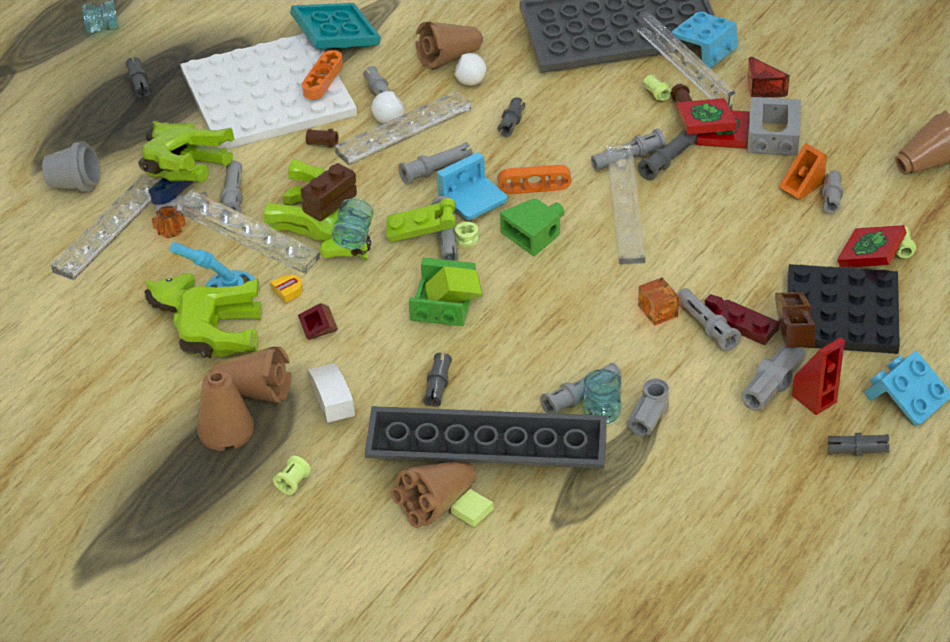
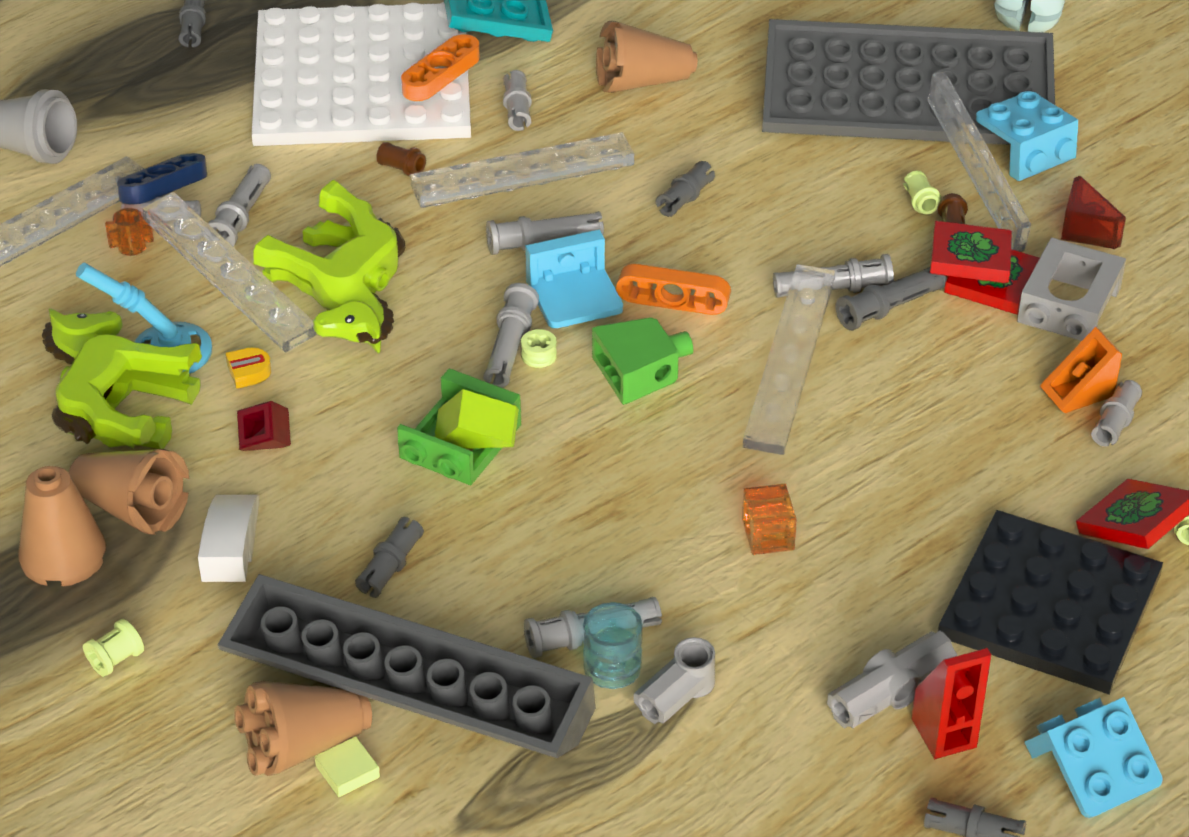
camera: 15 degrees right, 0 degrees up
(177, 146) = (186, 124): lime animal -> none
(328, 191) = (352, 239): reddish brown brick -> none
(352, 223) = (365, 294): clear light blue wheel -> none
(387, 107) = (511, 133): white piece -> none
(421, 221) = (476, 313): lime plate -> none
(470, 69) = (657, 105): white piece -> none
(721, 332) = (837, 577): light grey pin -> none
(747, 321) = (886, 579): dark red hinge -> none
(795, 319) = (956, 600): reddish brown slope -> none

